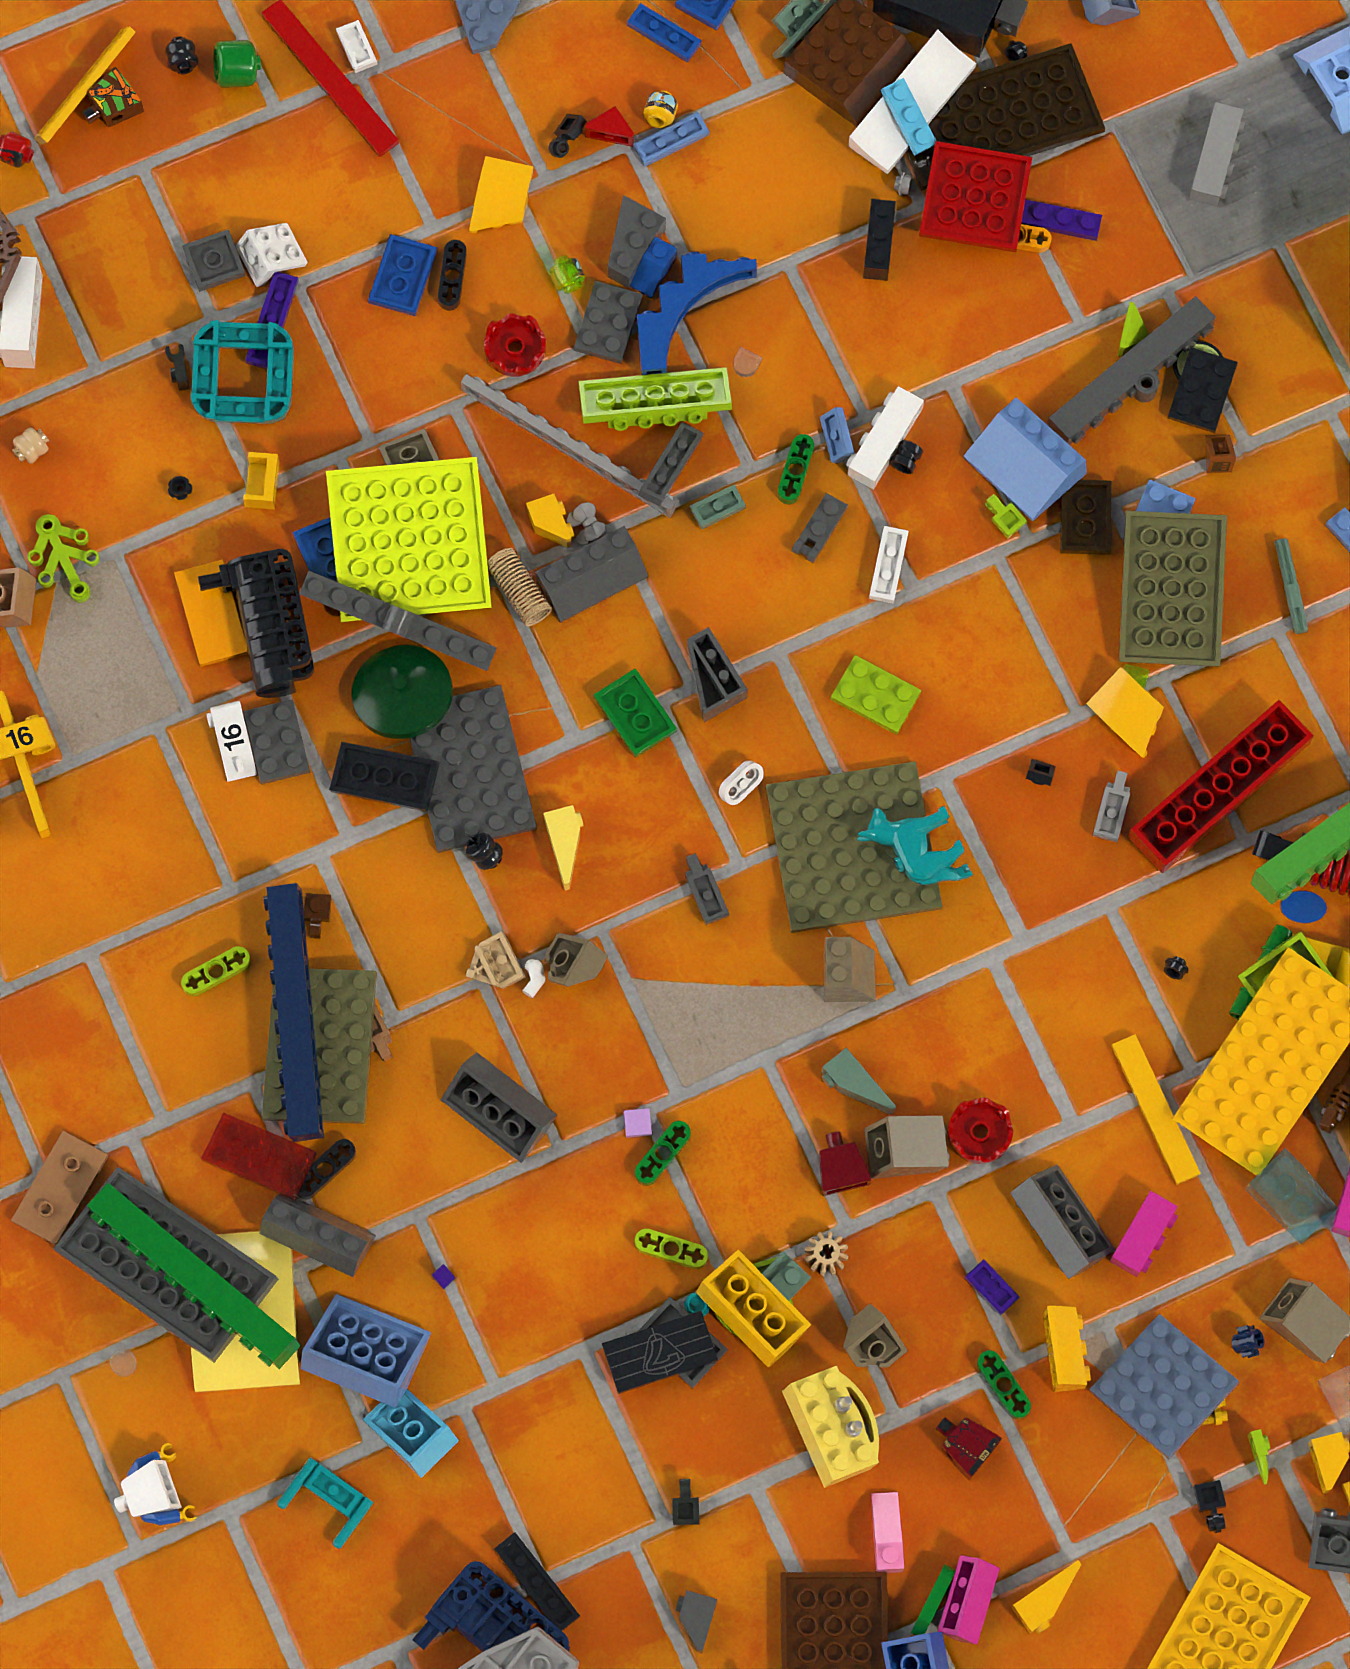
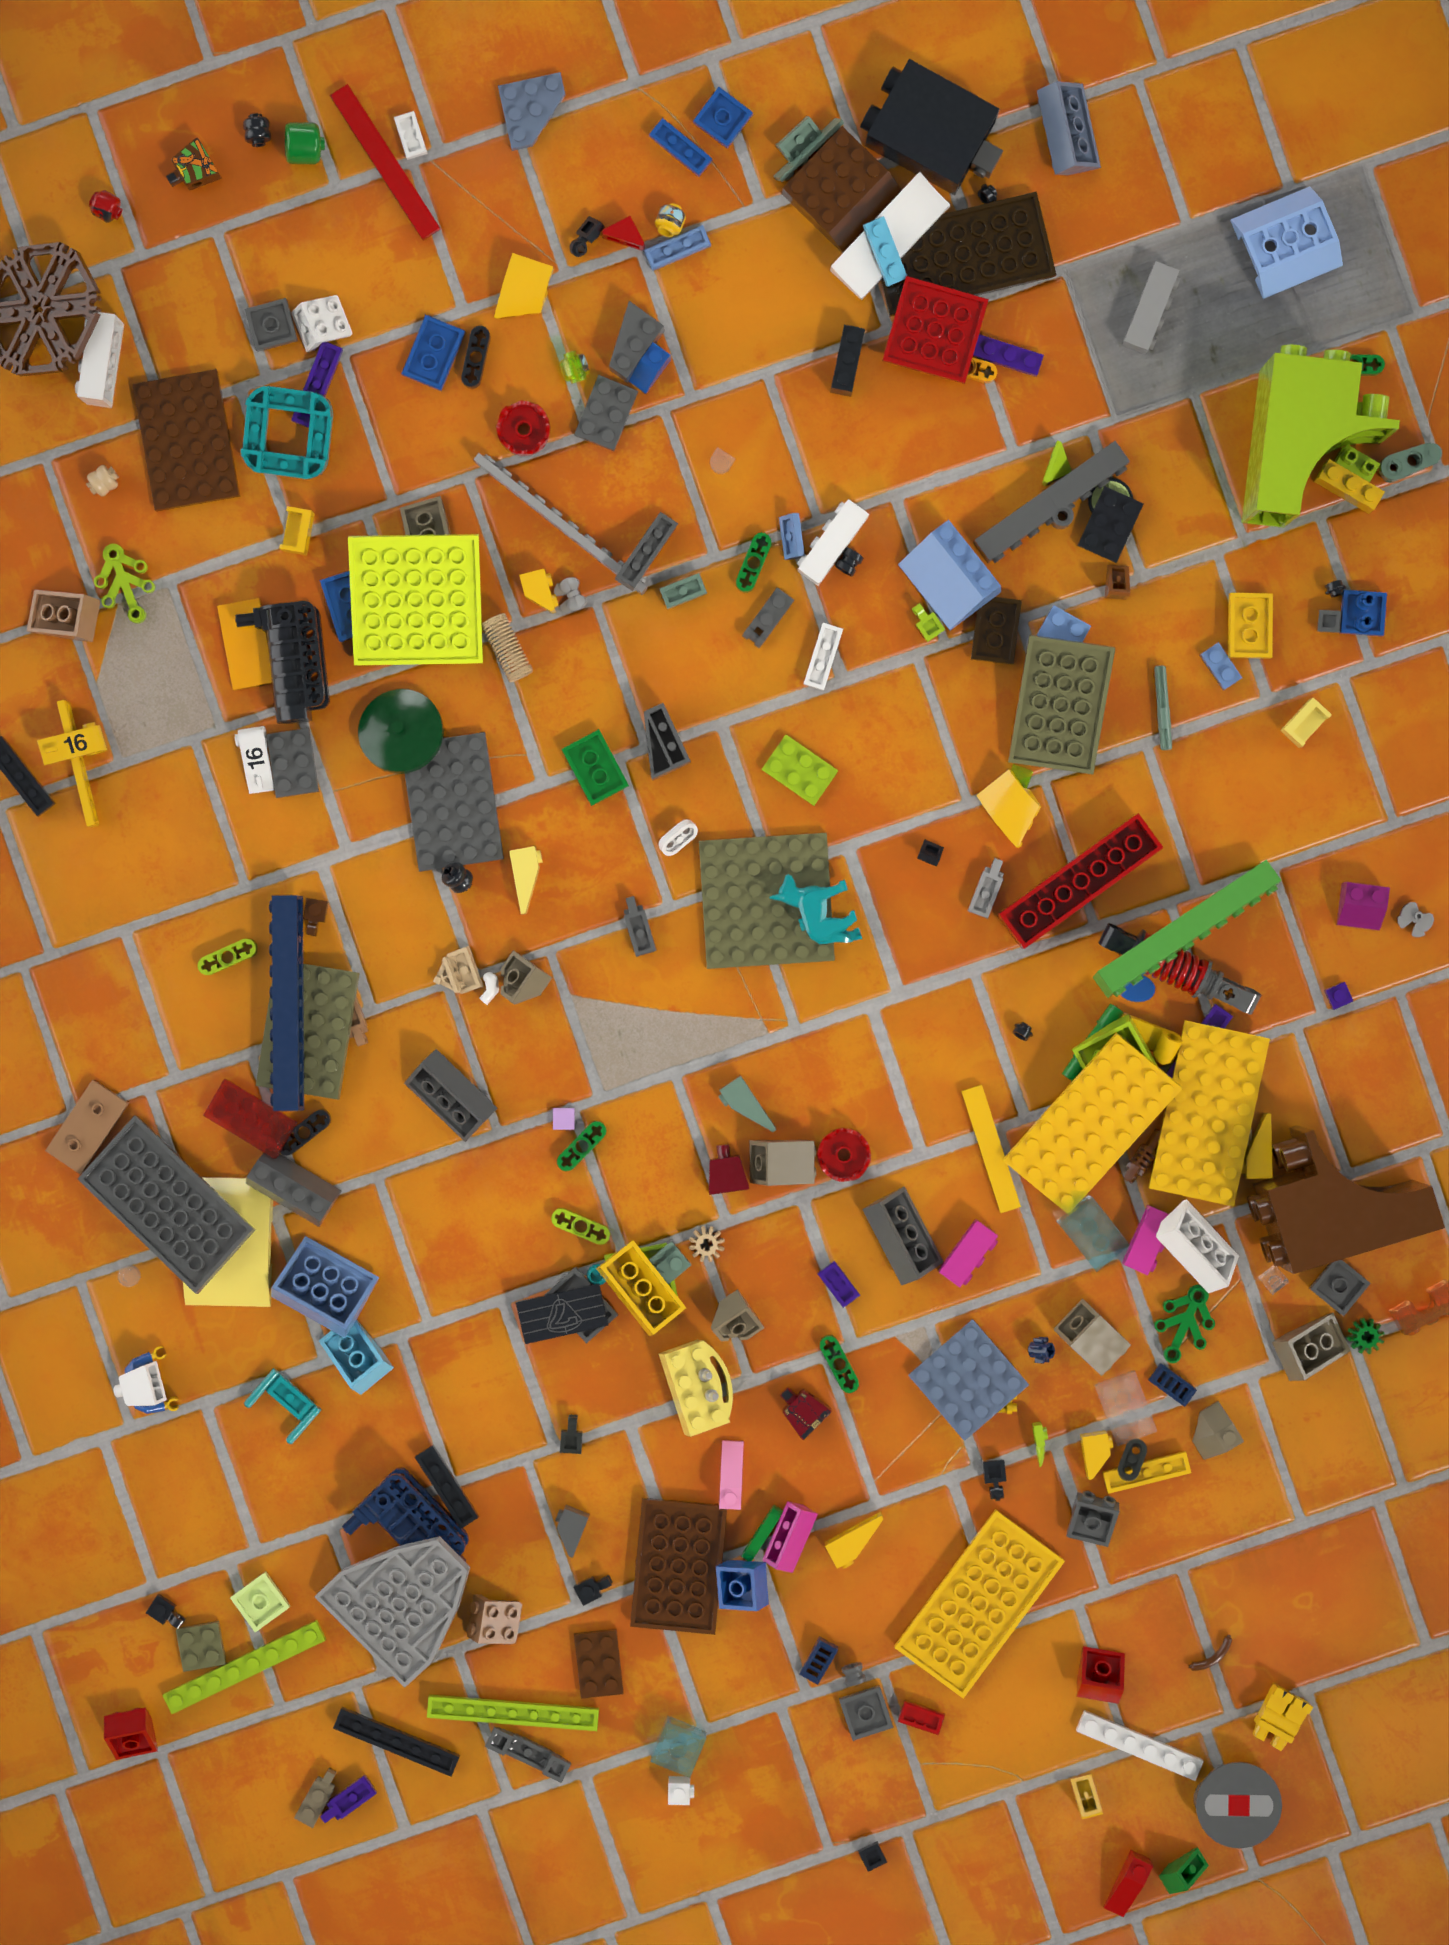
camera: 10 degrees right, 15 degrees up
(84, 85) = (170, 150): yellow tile -> none
(124, 395) = (186, 440): none -> reddish brown plate
(176, 482) = (223, 525): black plate -> none
(178, 373) = (233, 427): pearl dark grey plate -> none
(193, 1276) = (185, 1222): green brick -> none
(384, 776) = (379, 804): black plate -> none
(398, 620) = (400, 671): dark grey hinge -> none
(443, 1276) = (393, 1230): dark purple piece -> none
(591, 574) = (570, 642): dark grey slope -> none
(655, 398) = (639, 488): lime plate -> none
(676, 299) = (688, 381): blue arch -> none
(848, 971) = (751, 1011): dark tan slope -> none
(903, 184) = (874, 310): light grey plate -> none
(1065, 1348) = (892, 1342): yellow slope -> none

